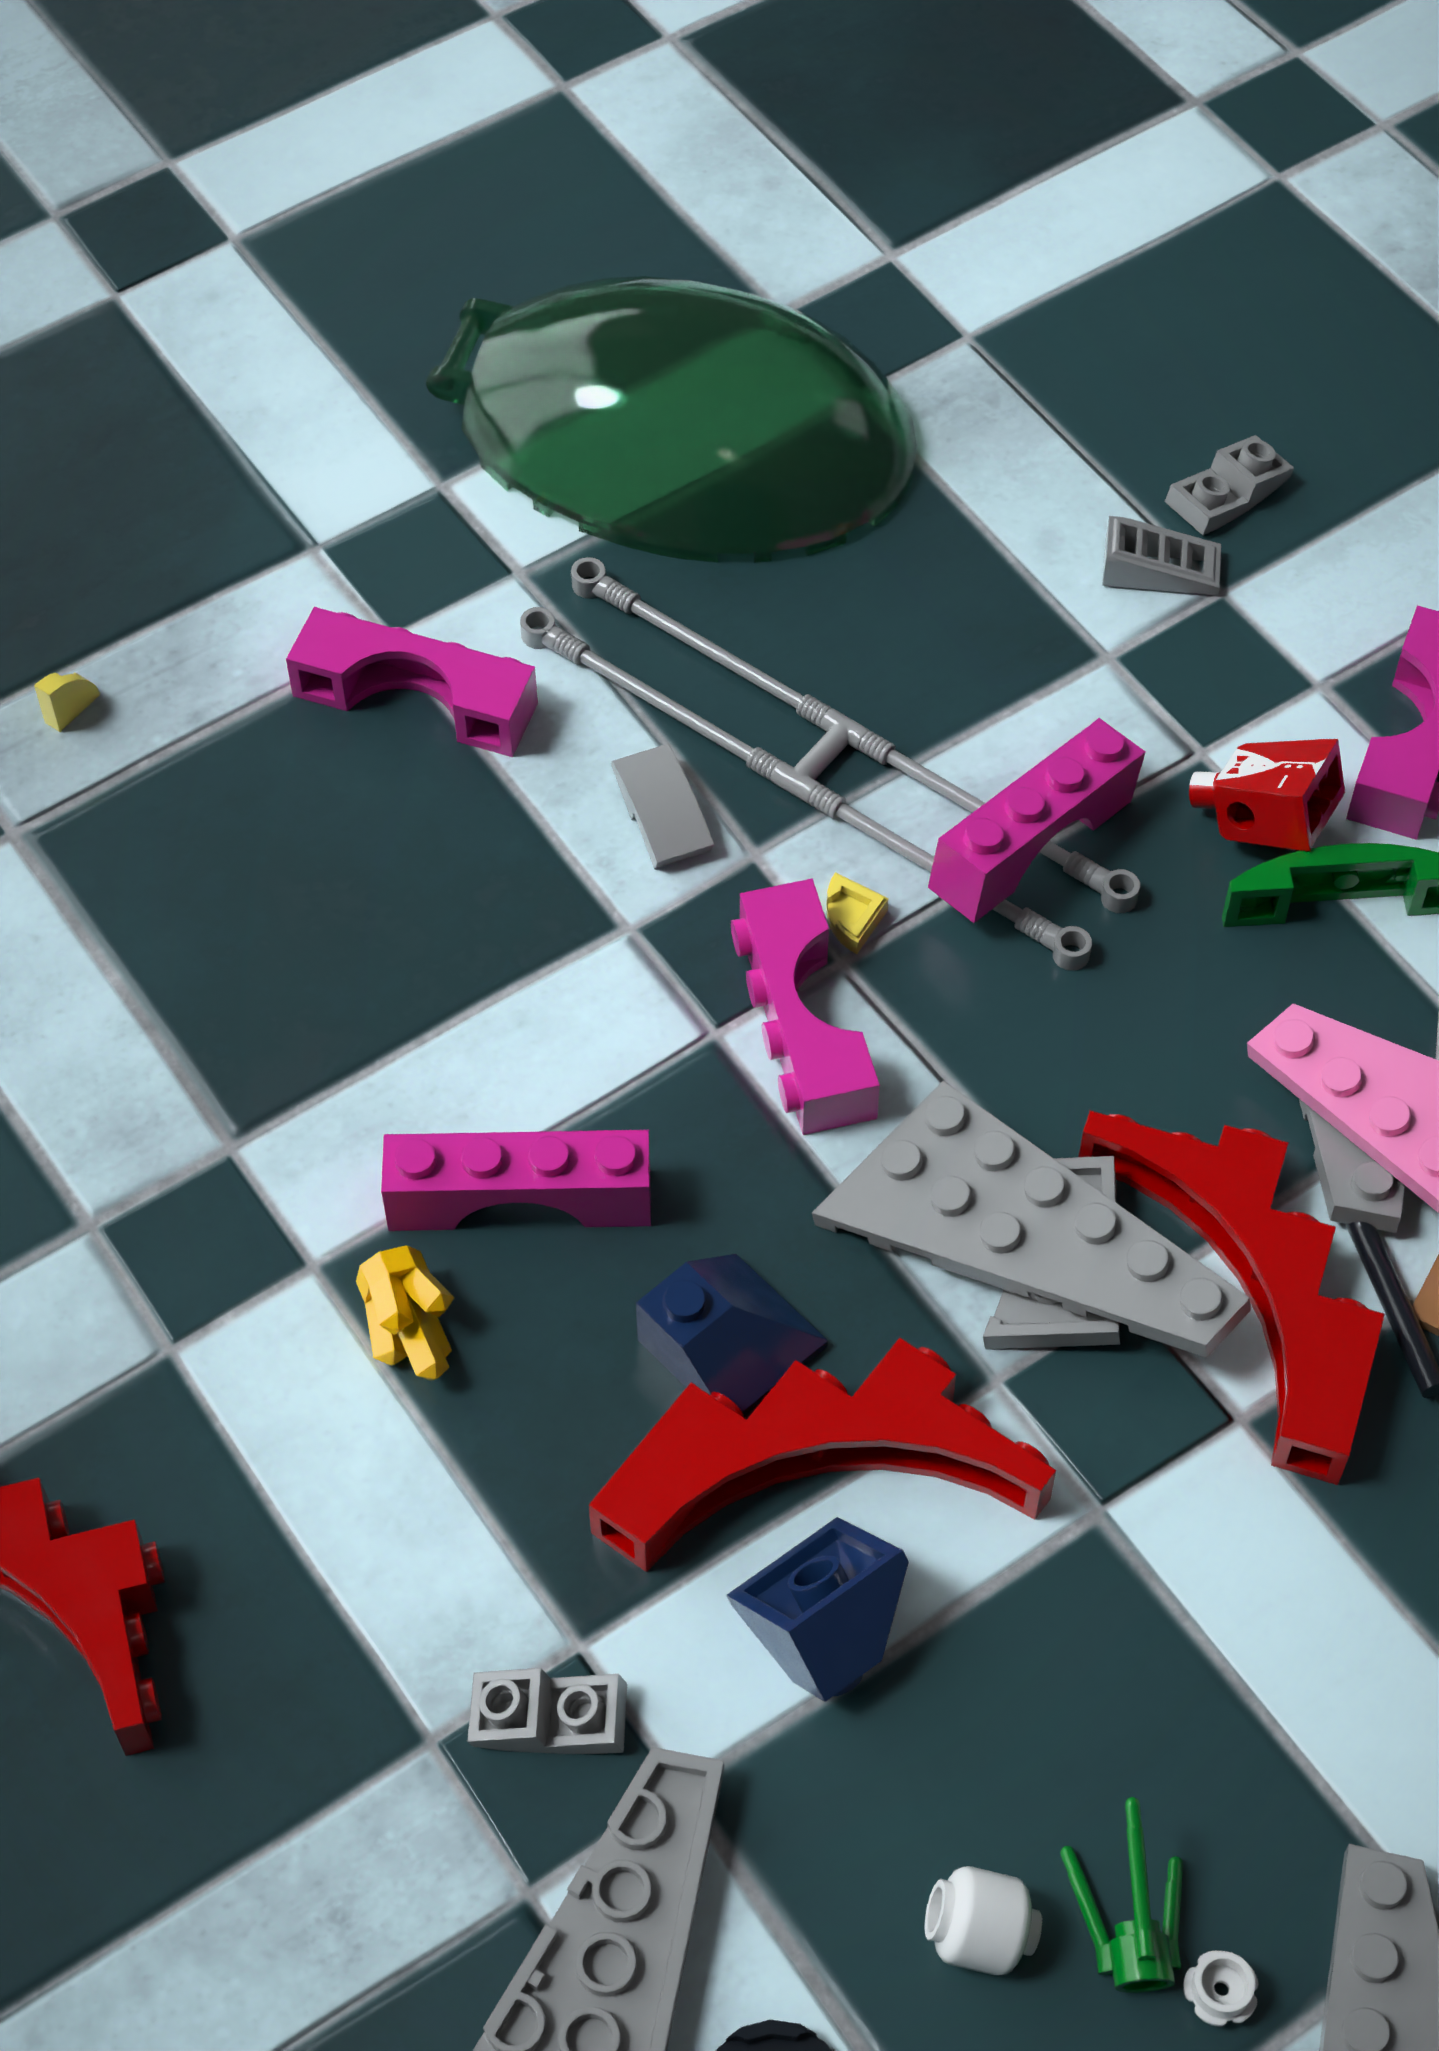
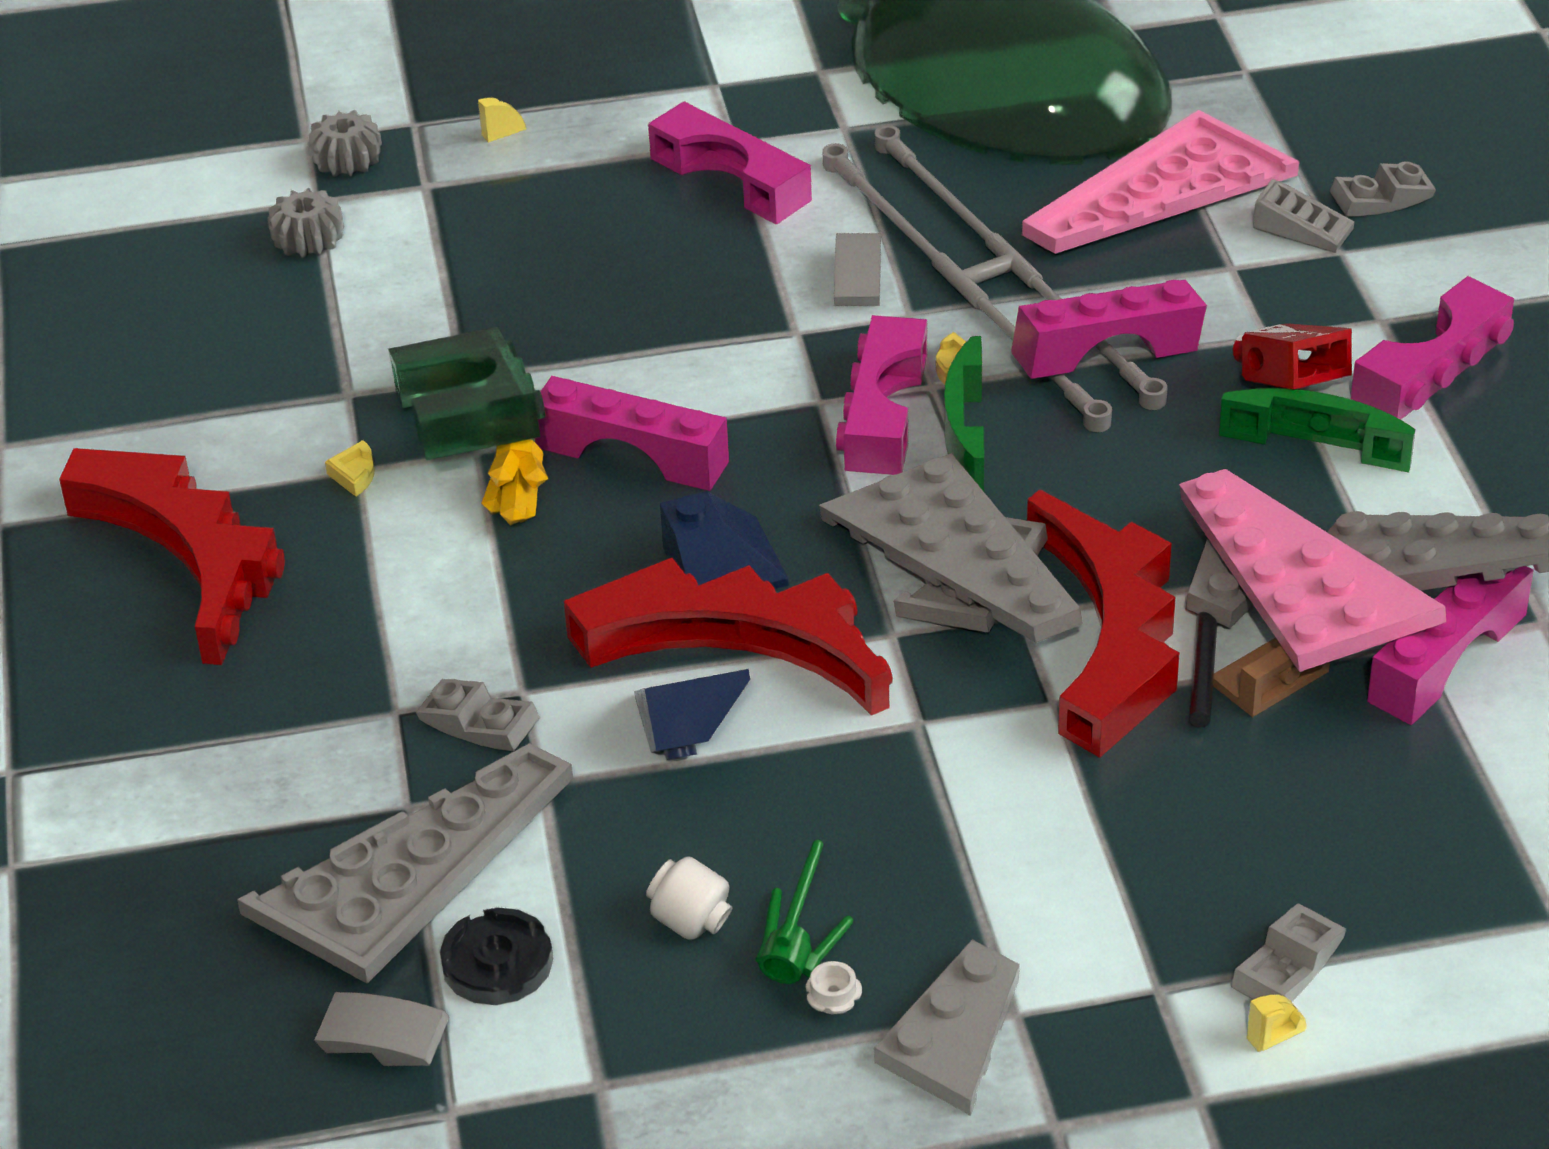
camera: 25 degrees right, 15 degrees down
(165, 1353) = (352, 468): none -> light yellow tile
(265, 1133) = (466, 392): none -> clear green arch
(939, 1059) = (962, 386): none -> green slope
(971, 541) = (1170, 174): none -> bright pink wing

